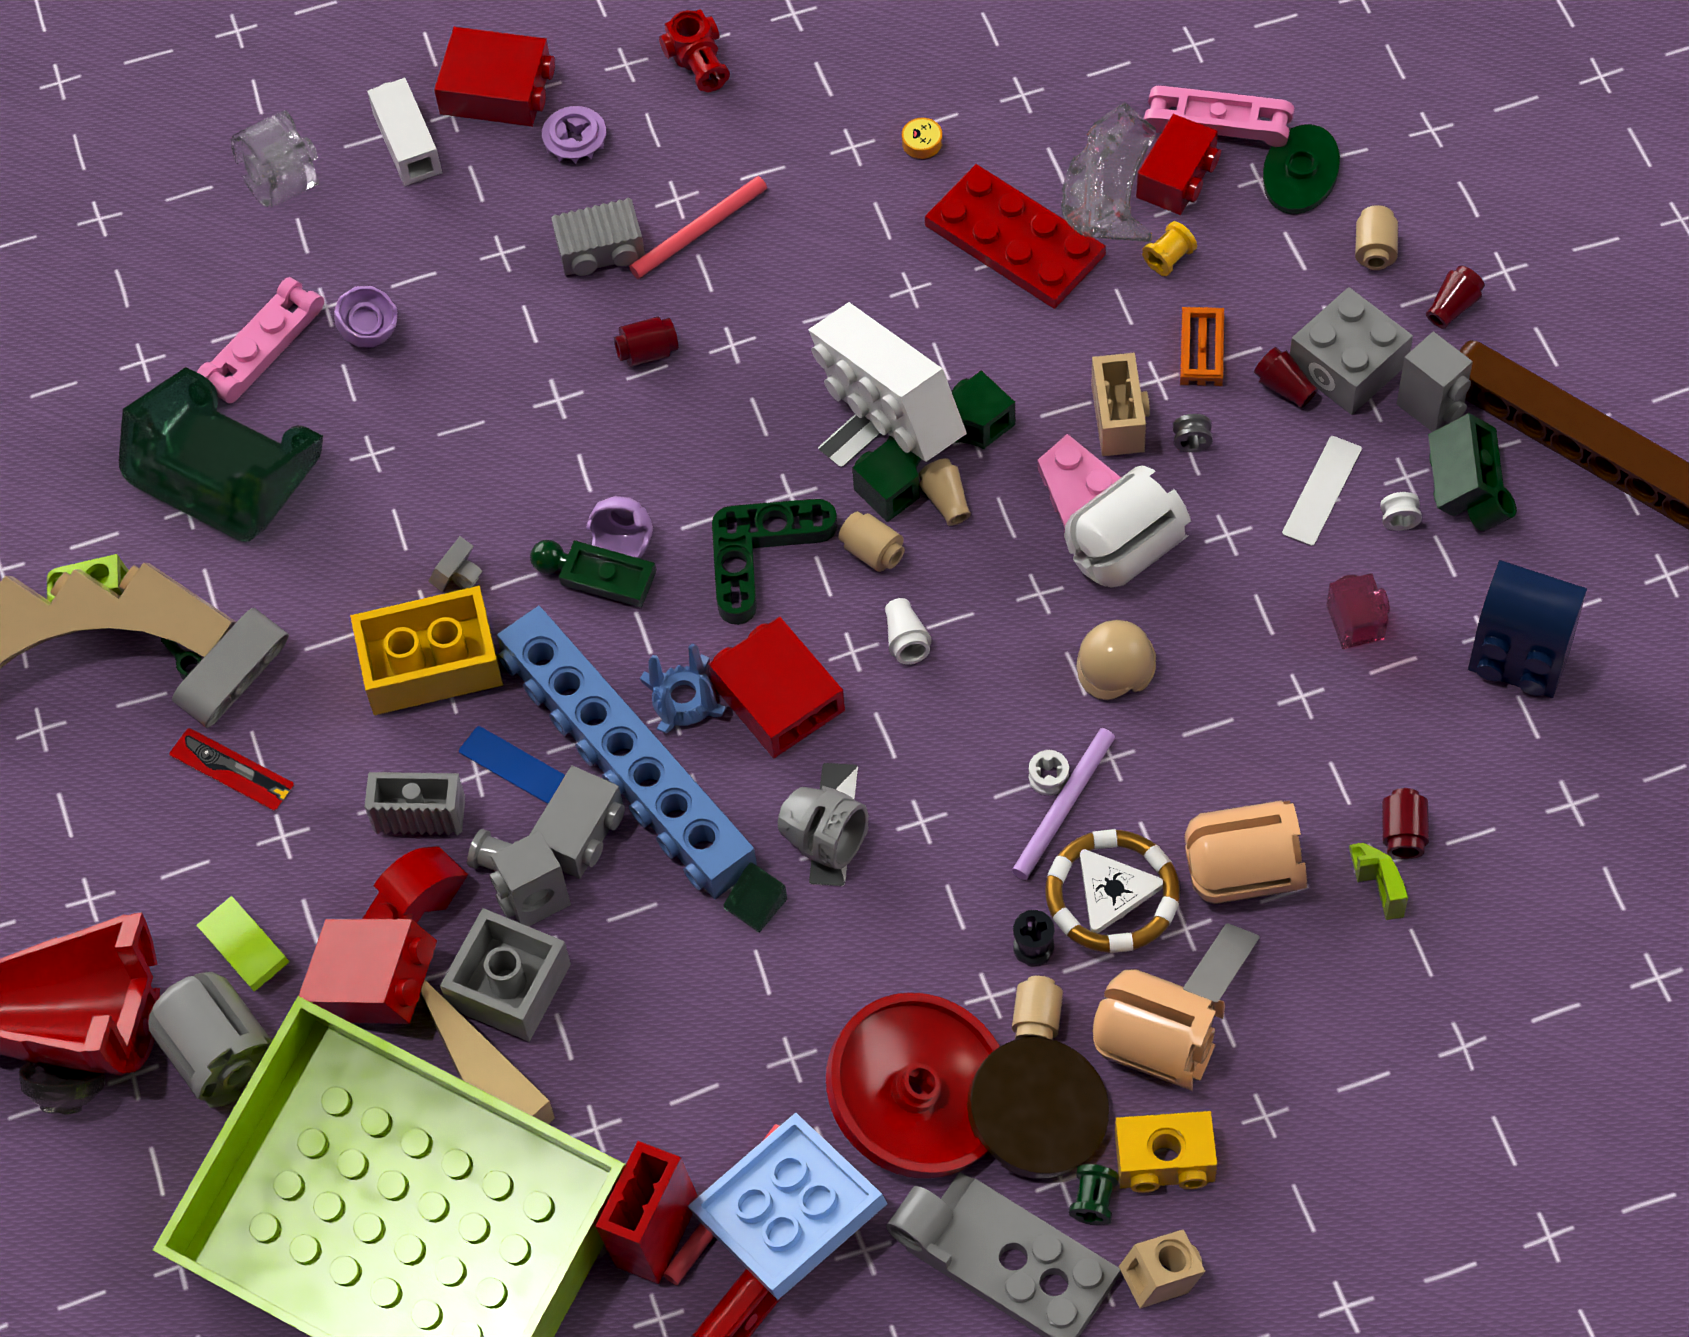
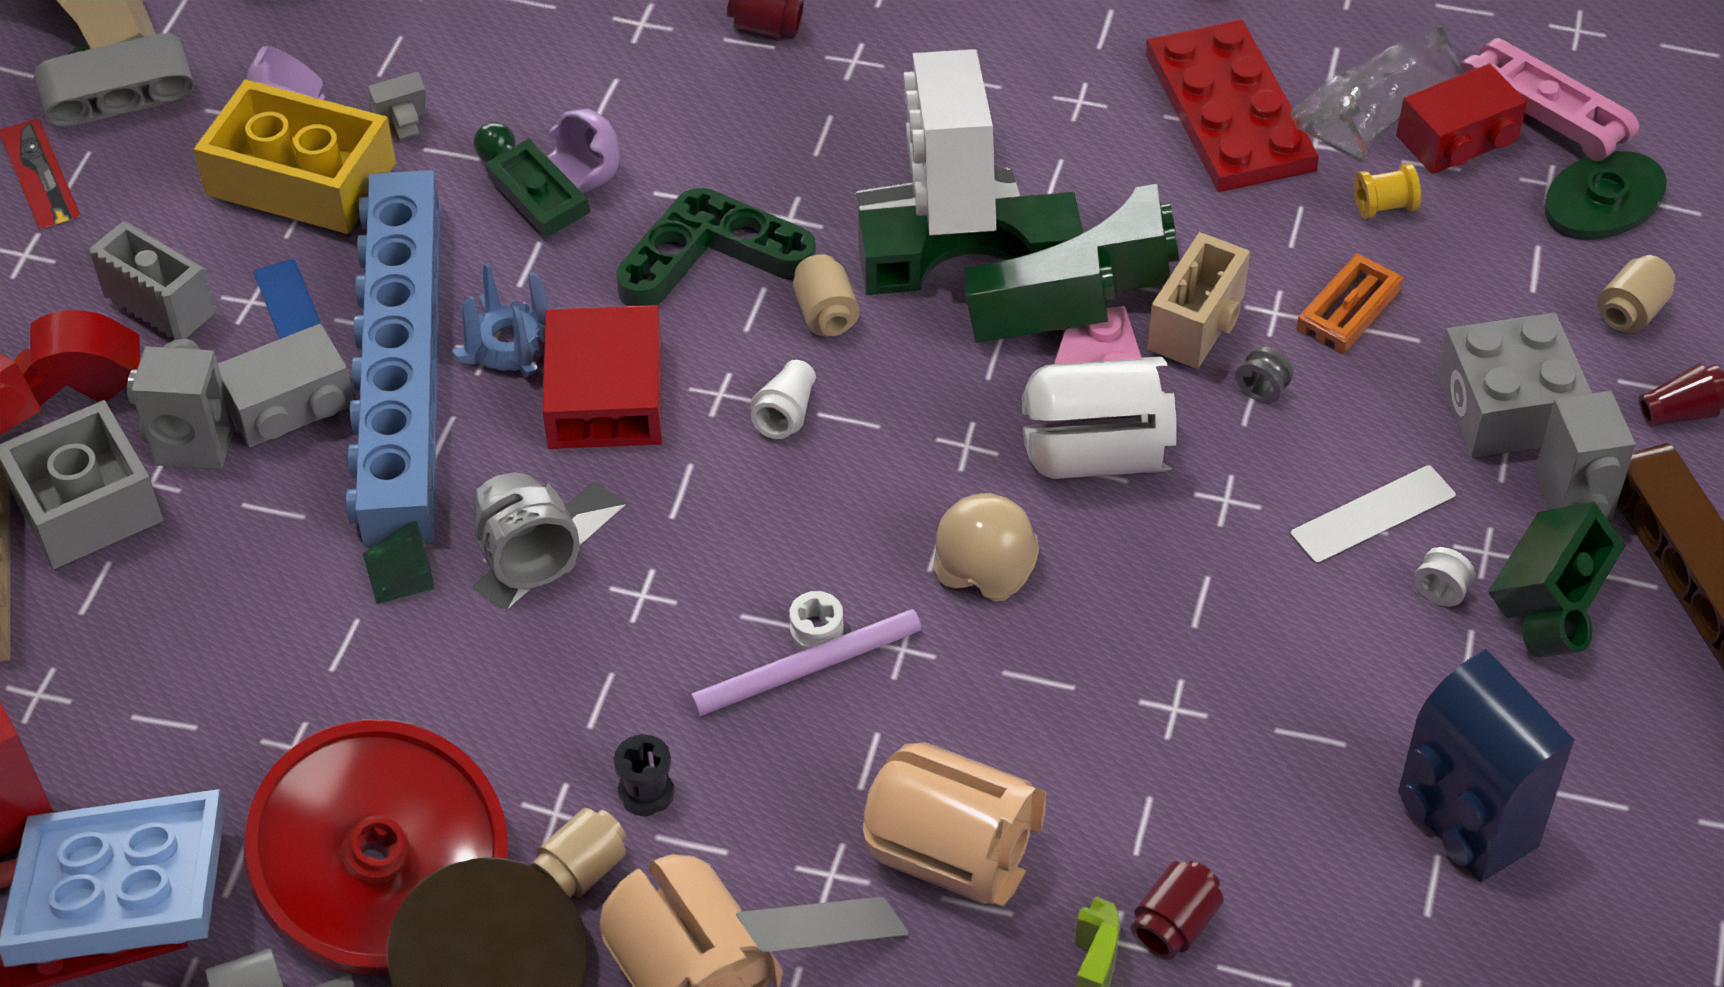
camera: 30 degrees right, 10 degrees down
(359, 594) = (284, 72): none -> lavender hair
(945, 490) = (944, 290): tan cone -> none
(1033, 432) = (1074, 279): none -> dark green arch
(1113, 890) = (770, 777): piece -> none
(1284, 376) = (1416, 372): dark red cone -> none
(1358, 610) = (1307, 649): clear pink brick -> none

